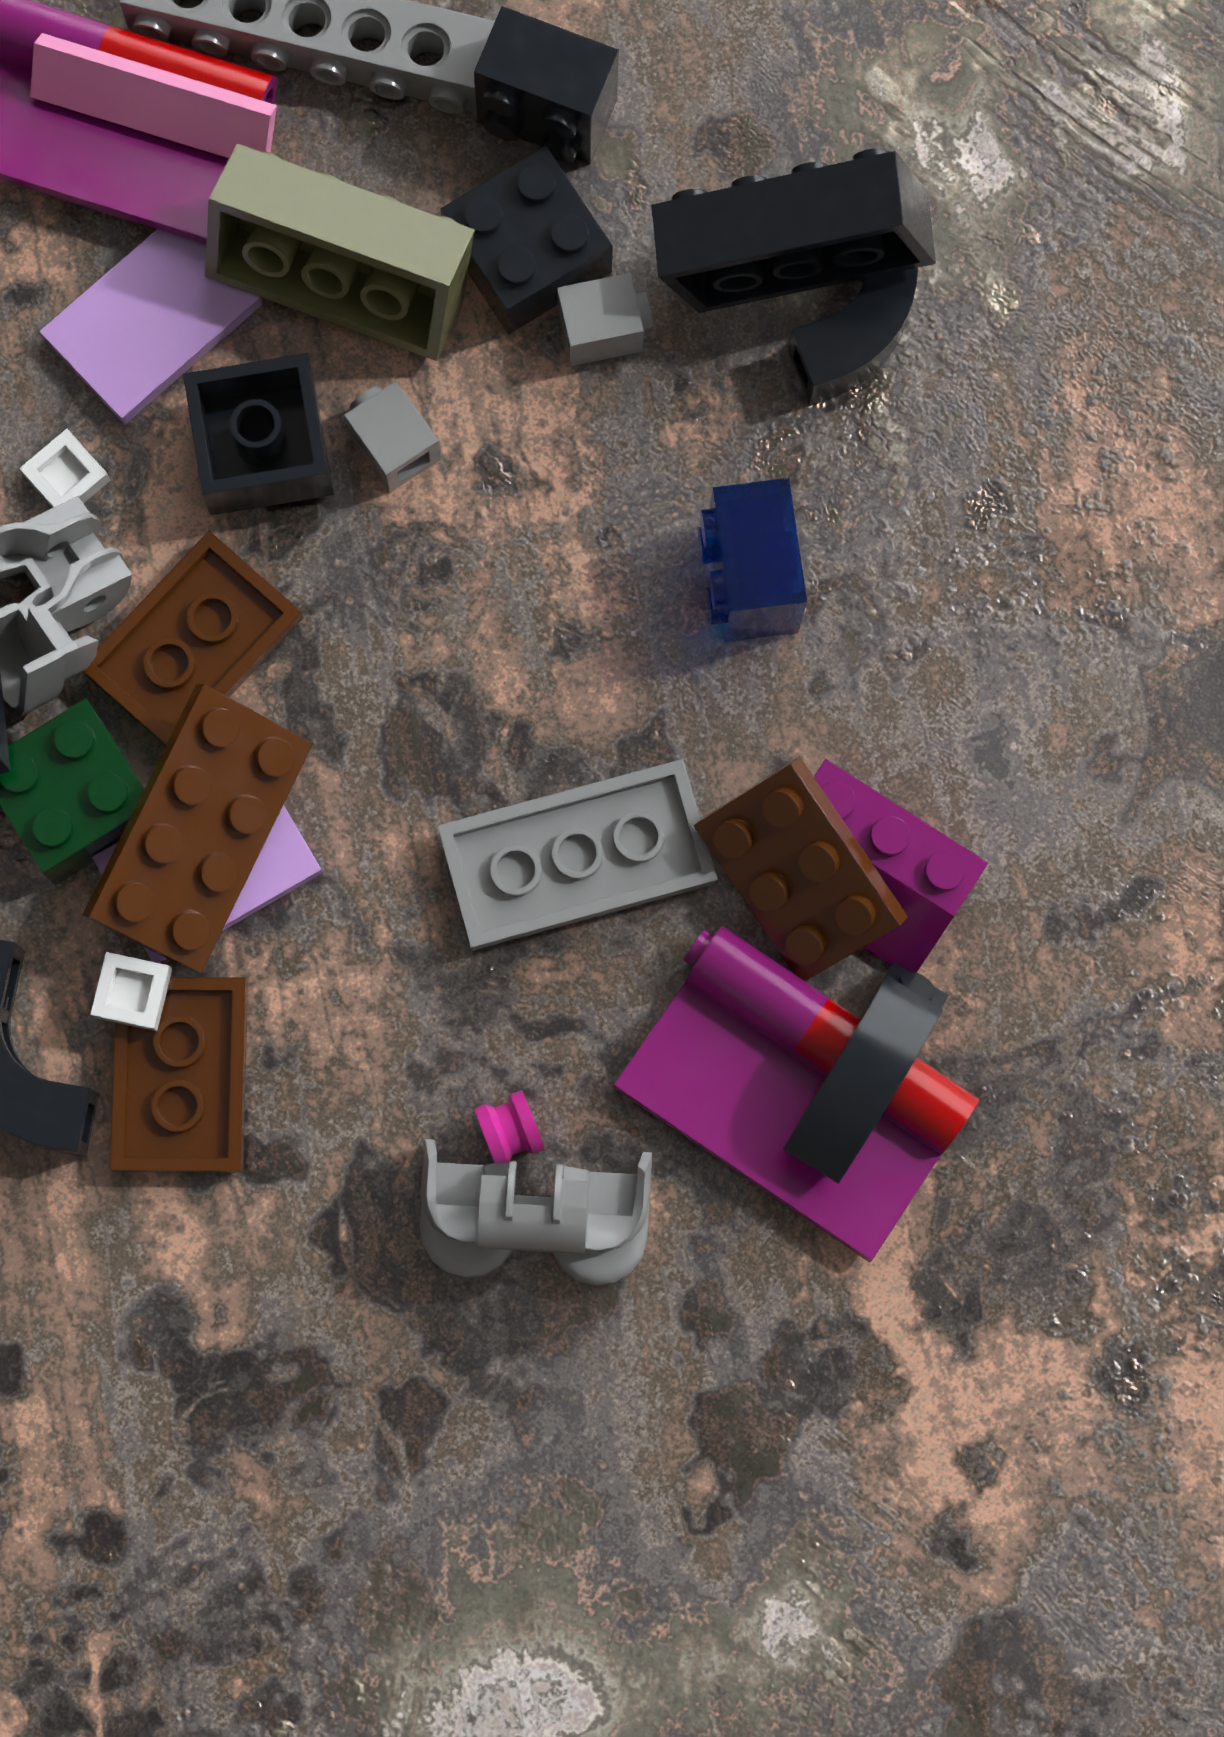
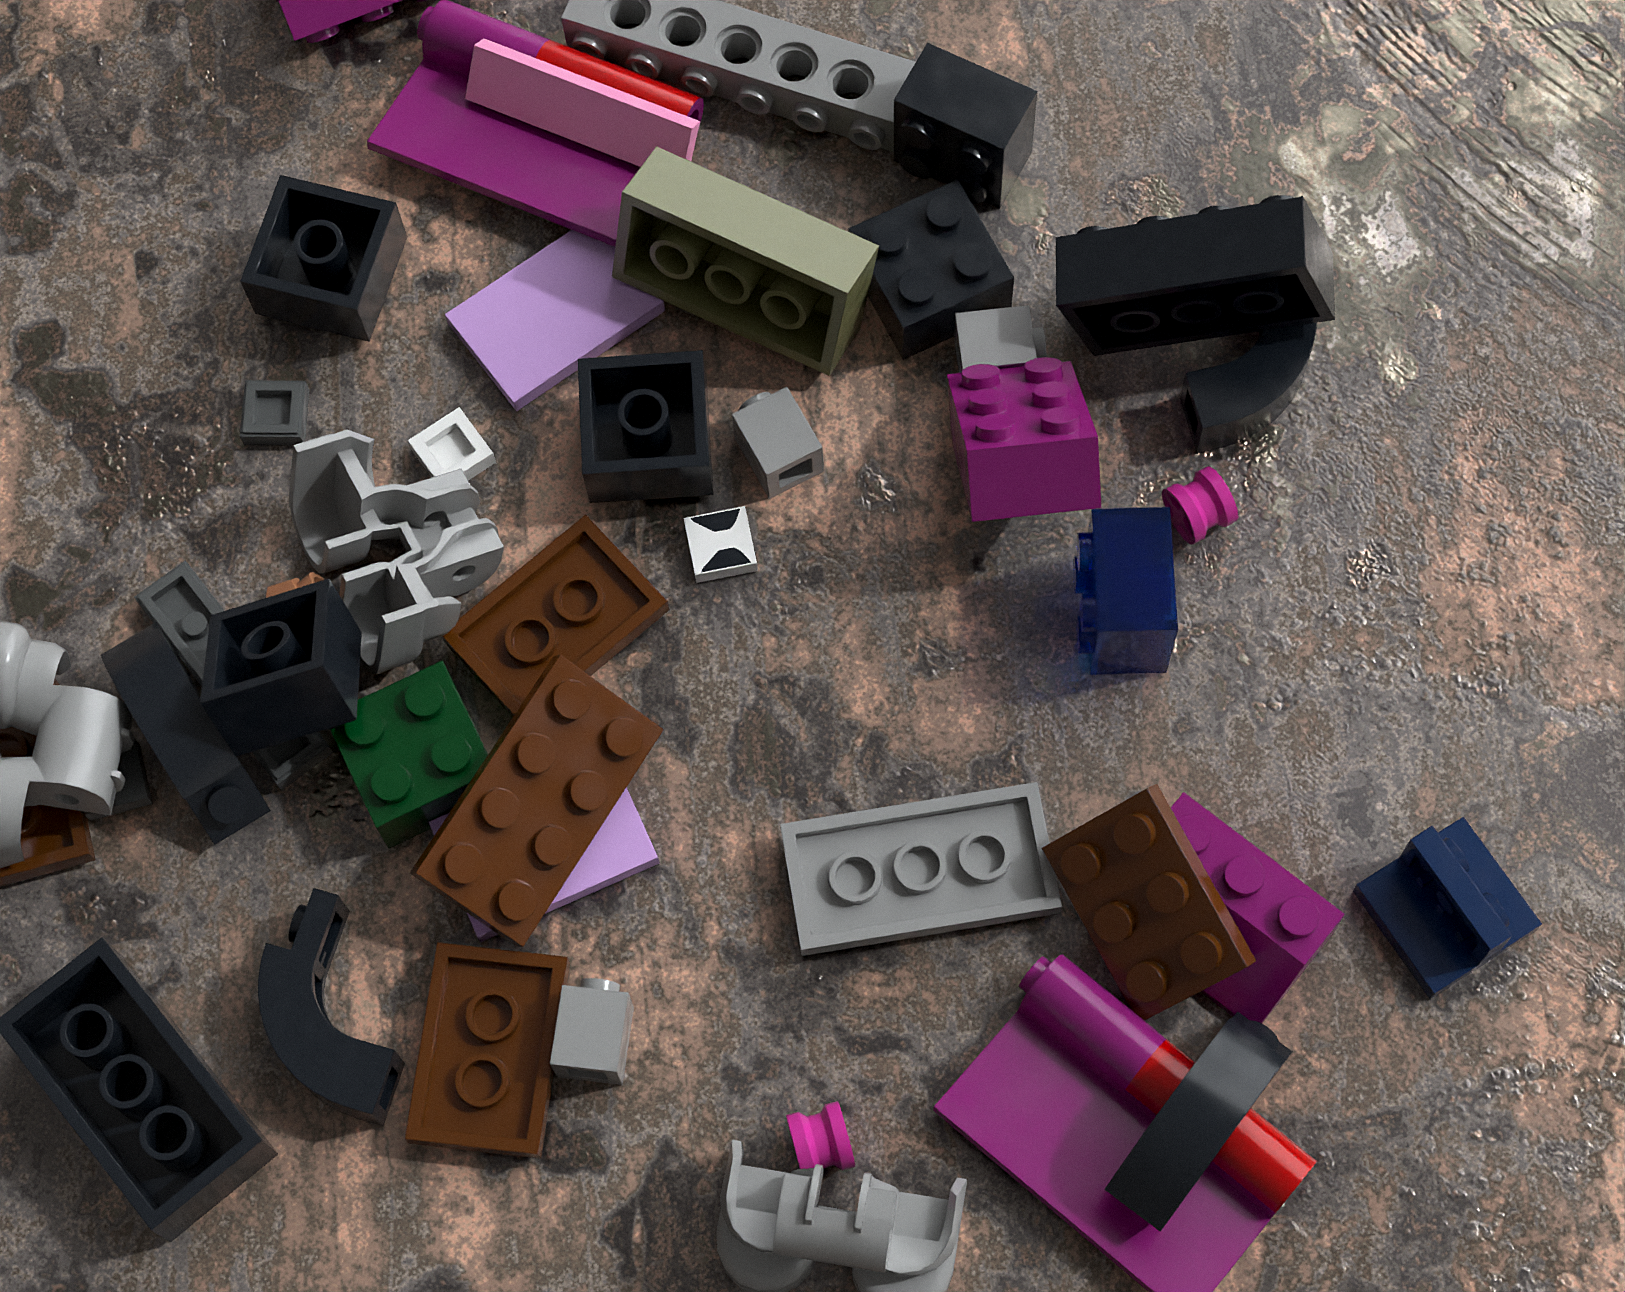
camera: 15 degrees right, 10 degrees down
(131, 991) = (450, 957): white tile -> none
(278, 1047) = (592, 1032): none -> light grey brick
(346, 545) = (720, 544): none -> white tile
(638, 418) = (1023, 440): none -> magenta brick
(817, 462) = (1200, 505): none -> dark pink wheel
(1084, 839) = (1446, 906): none -> dark blue bracket

